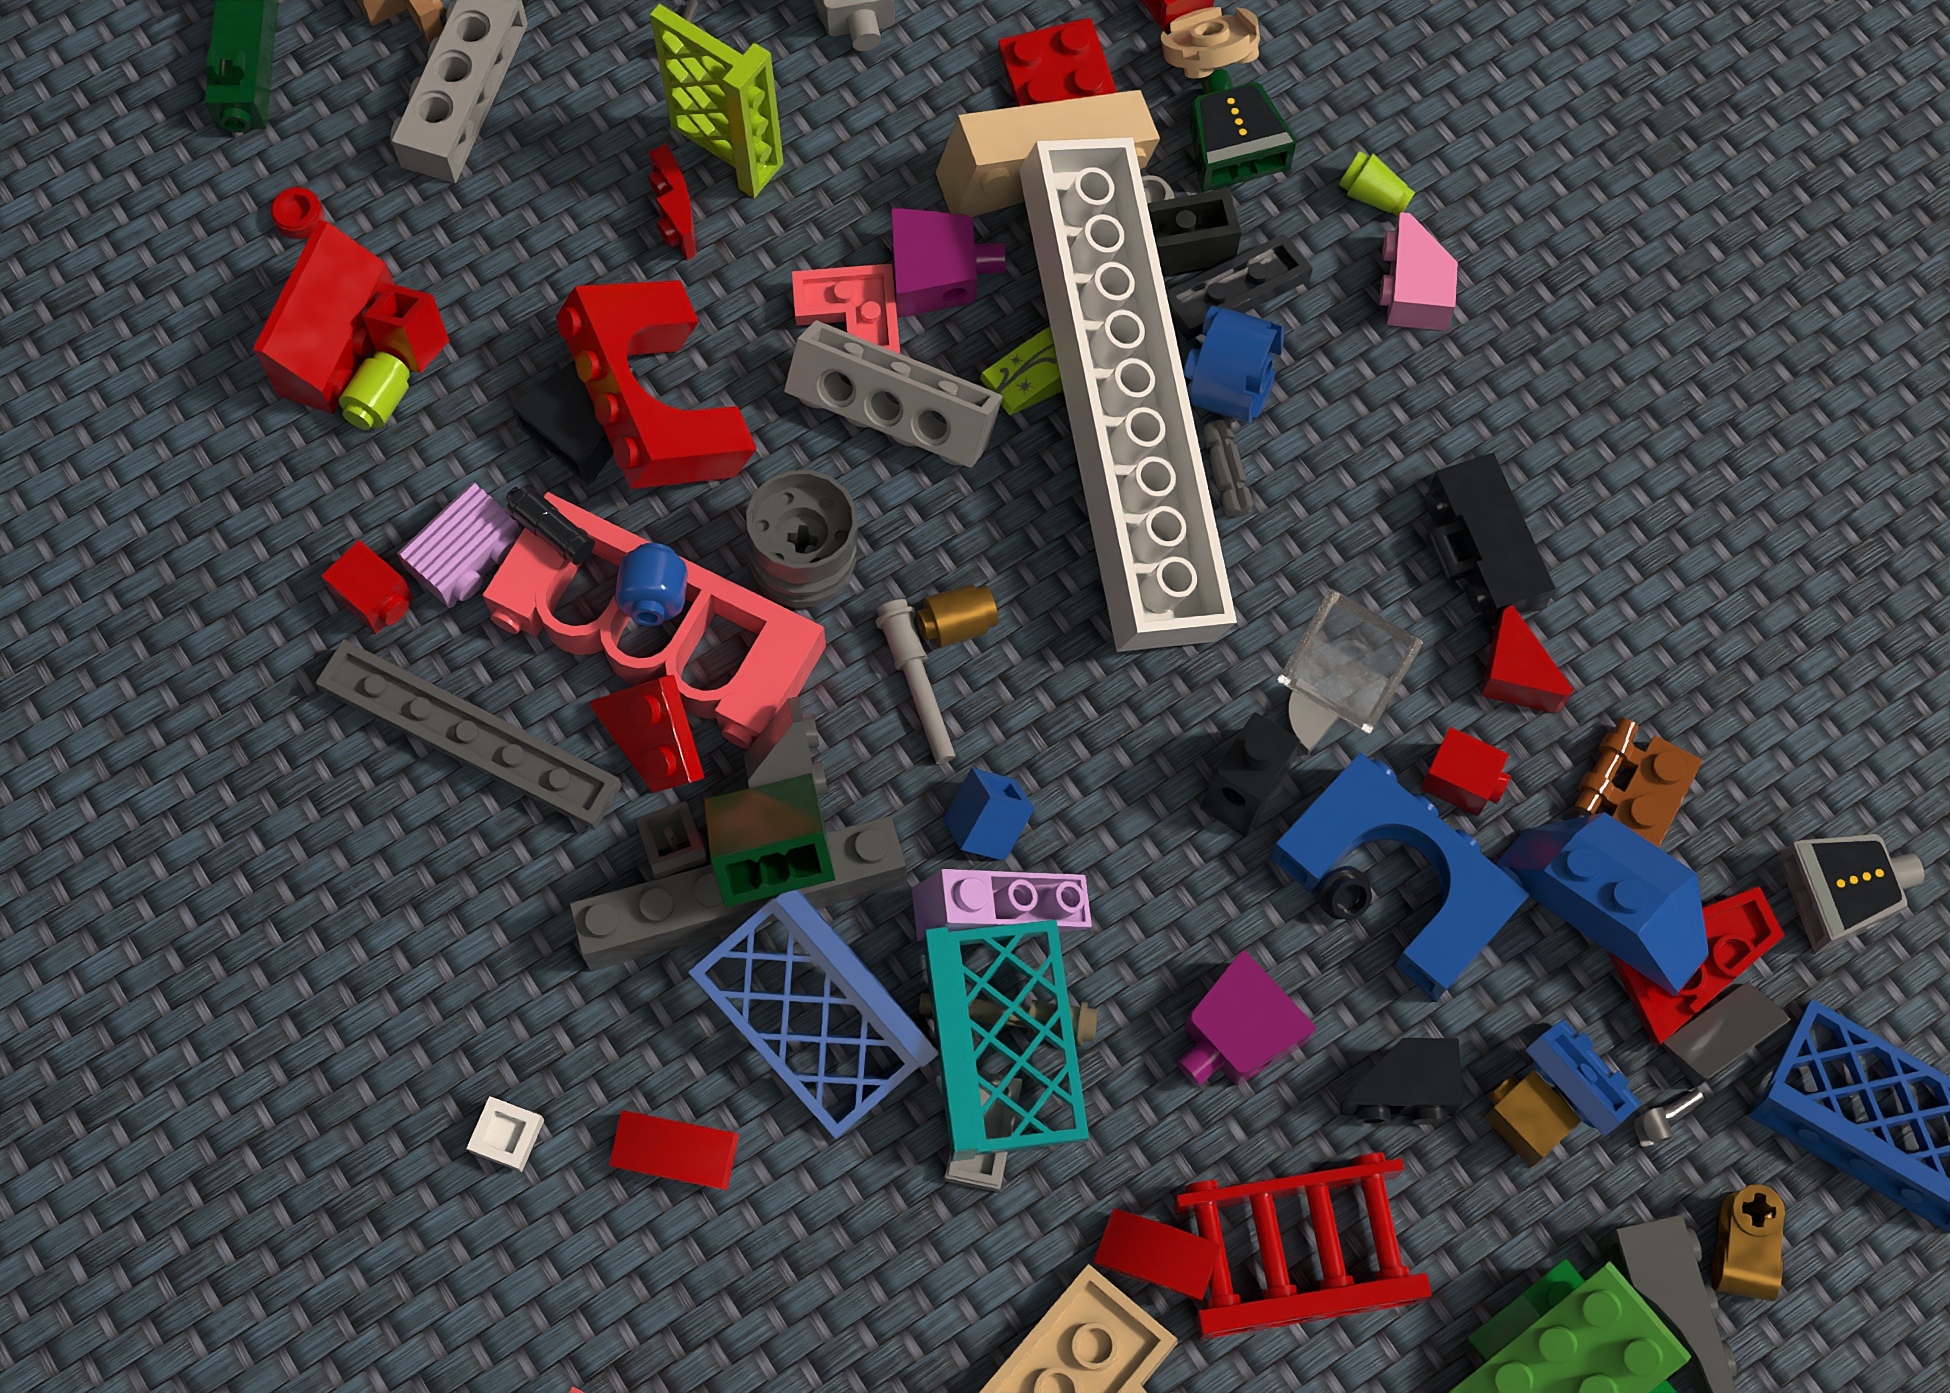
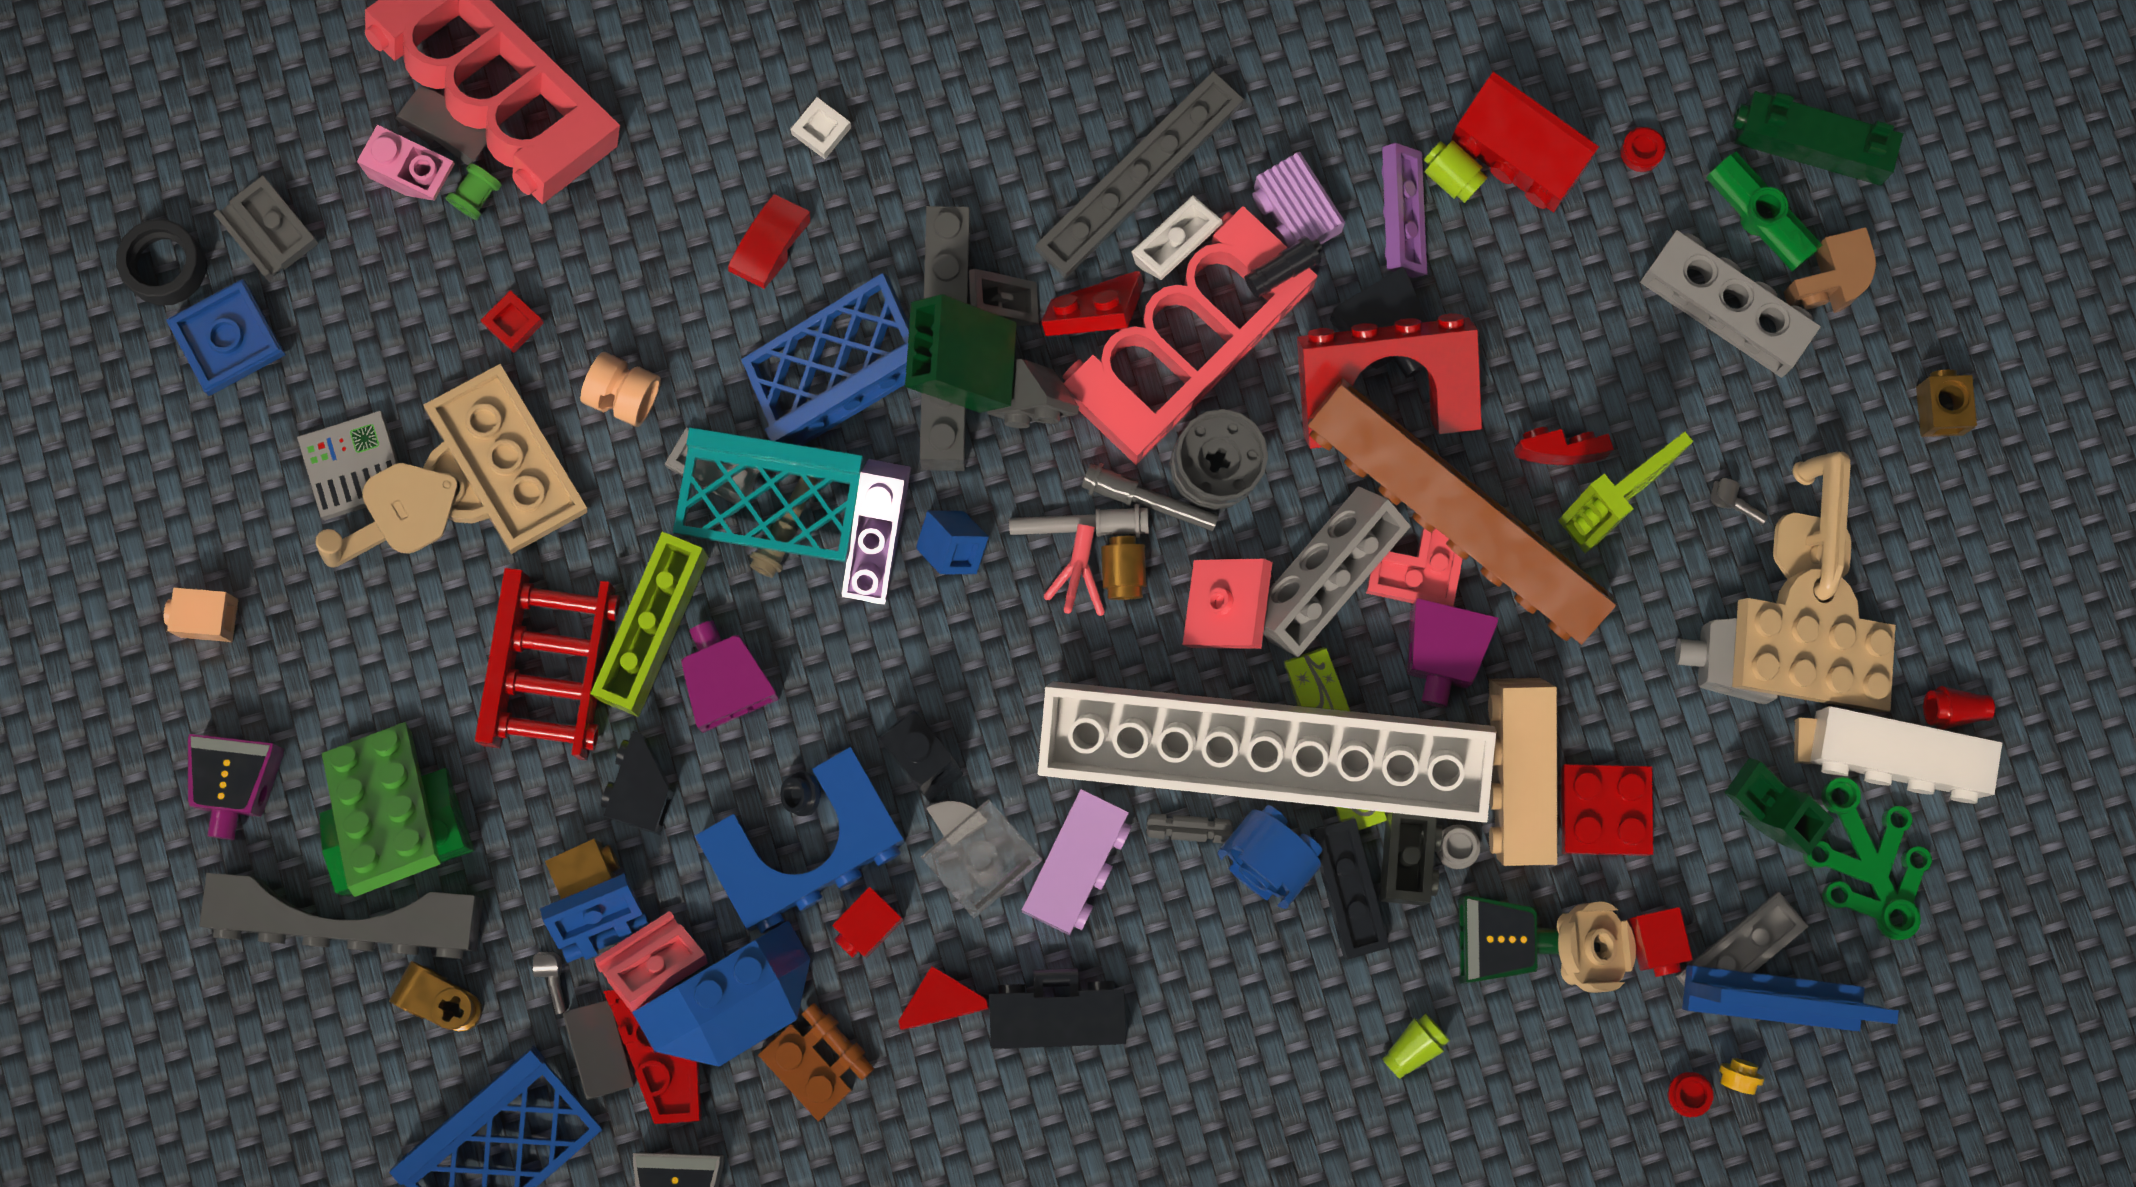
camera: 105 degrees right, 10 degrees up
(359, 54) = (1783, 231): none -> green piece
(368, 587) = (1282, 128): red brick -> none
(406, 326) = (1499, 203): red brick -> none
(437, 433) = (1404, 209): none -> medium lavender plate
(541, 663) = (1176, 238): none -> white slope
(651, 584) = (1204, 328): blue head -> none
(783, 273) = (1461, 512): none -> dark orange brick
(860, 673) = (1128, 491): none -> dark grey pin
(924, 1270) = (615, 387): none -> light nougat wheel
(965, 487) = (1227, 603): none -> coral plate
(965, 662) = (1075, 567): none -> coral plant
(1157, 1254) = (575, 557): red slope -> none
(1211, 1130) = (650, 624): none -> lime brick
(1302, 564) = (1077, 863): none -> lavender brick
(1420, 280) = (1313, 1050): bright pink slope -> none
(1606, 997) = (651, 961): none -> coral plate

